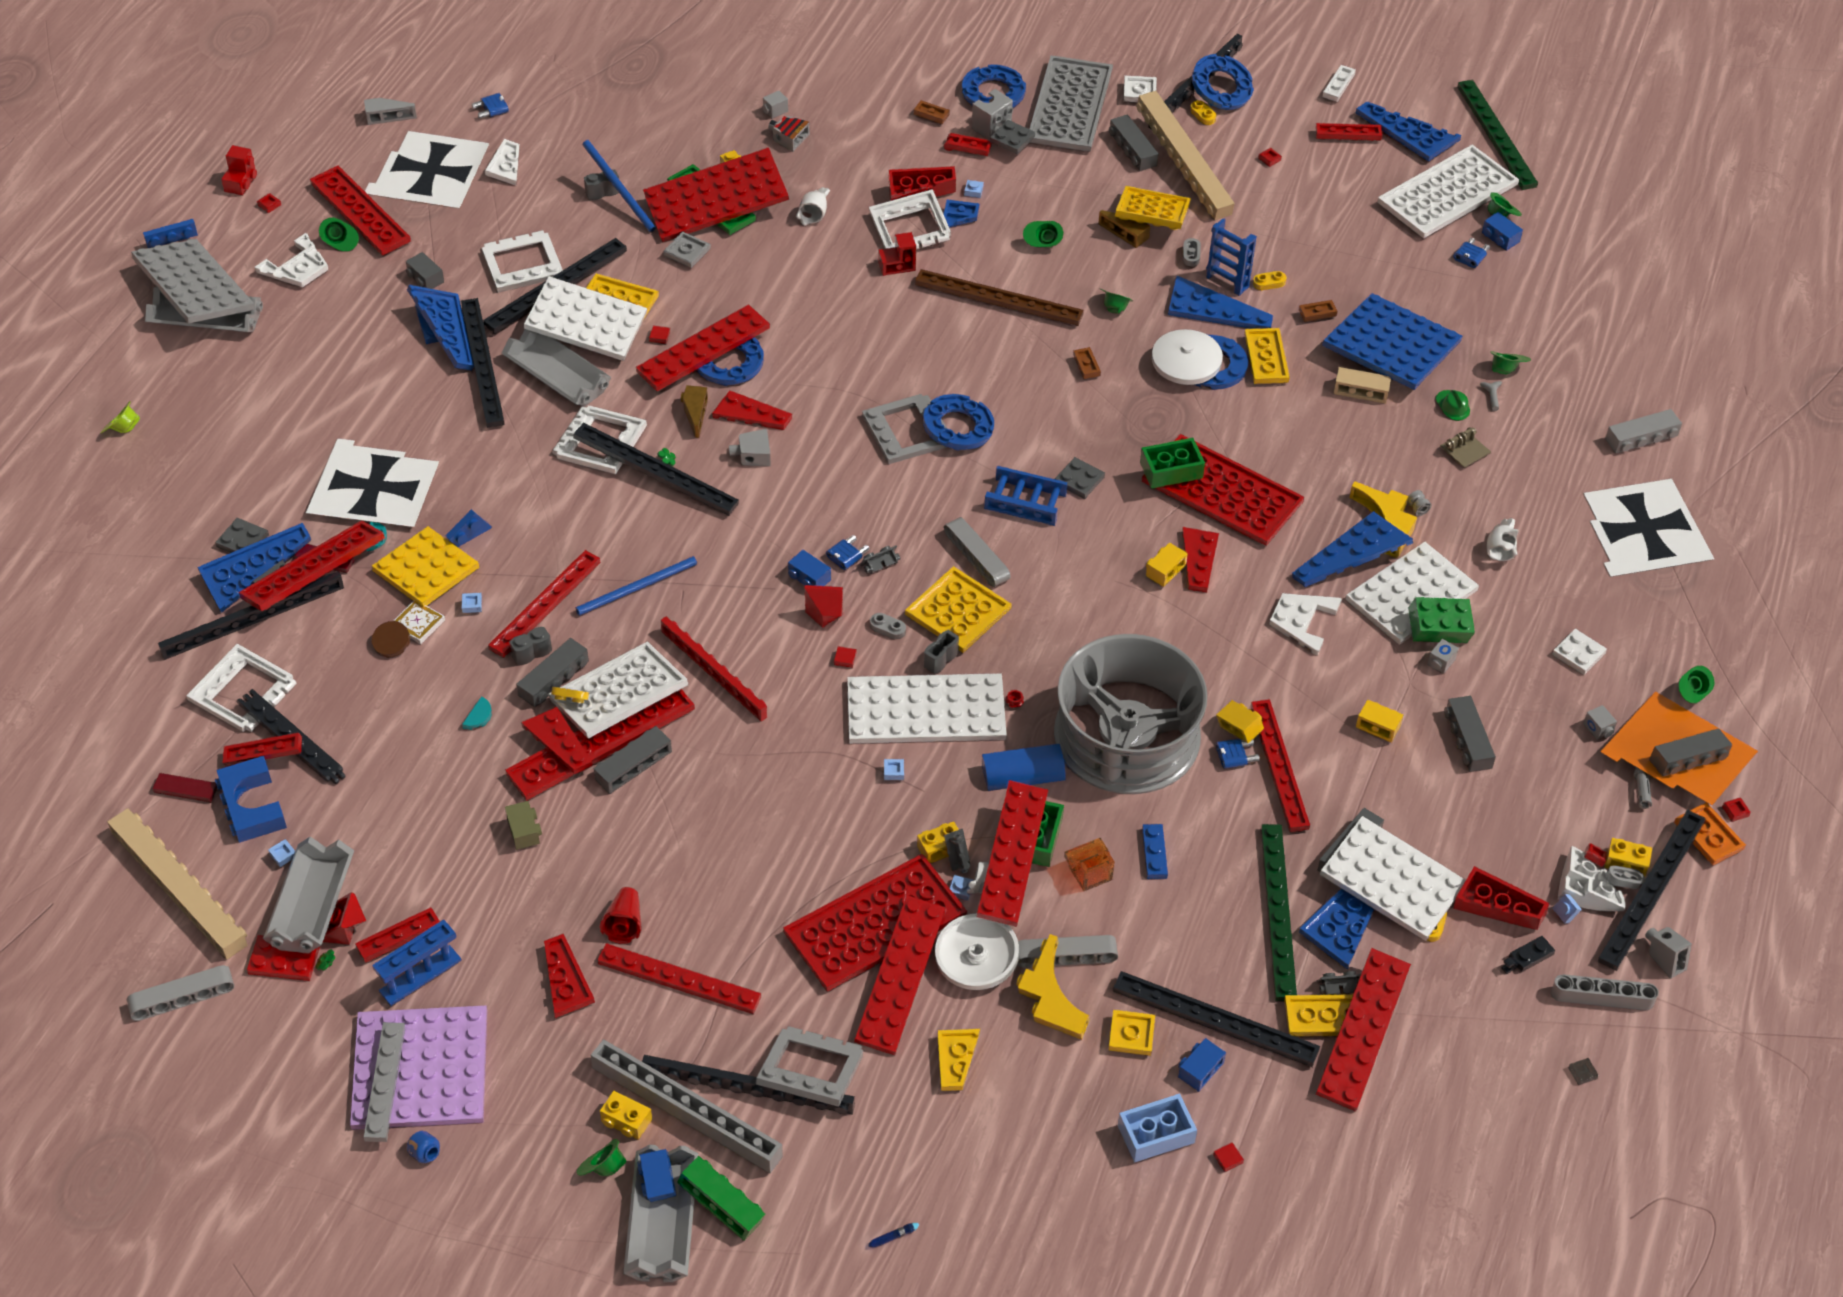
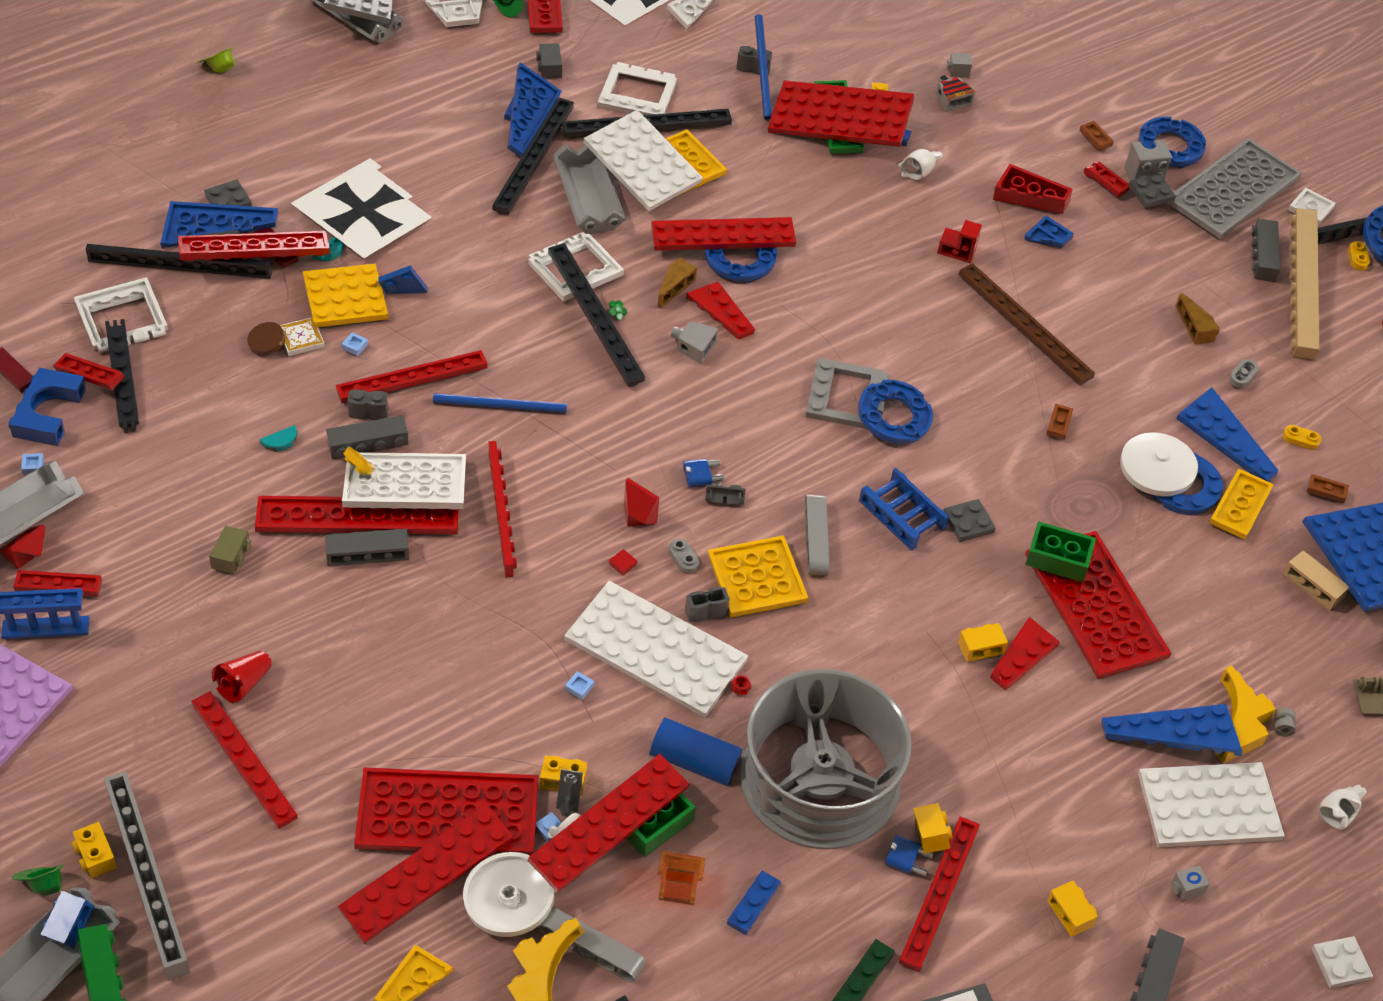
camera: 30 degrees right, 0 degrees up
(558, 738) = (321, 491): red wing -> none
(566, 978) = (152, 701): red wing -> none
(659, 334) = (699, 206): red tile -> none
(687, 249) = (781, 147): light grey plate -> none
(737, 1083) = (218, 892): black plate -> none
(805, 1085) = (256, 923): light grey hinge -> none
(809, 570) = (653, 470): blue brick -> none
(909, 205) = (1004, 203): white hinge -> none
(974, 188) = (1082, 219): light blue plate -> none
(1043, 233) = (1110, 287): green piece -> none
(1115, 303) = (1131, 380): green piece -> none
(1152, 207) = (1234, 314): yellow plate -> none
(1245, 257) = (1282, 394): blue fence -> none
(1295, 614) = (1075, 758): white wing -> none
(1441, 619) = (1213, 847): green brick -> none

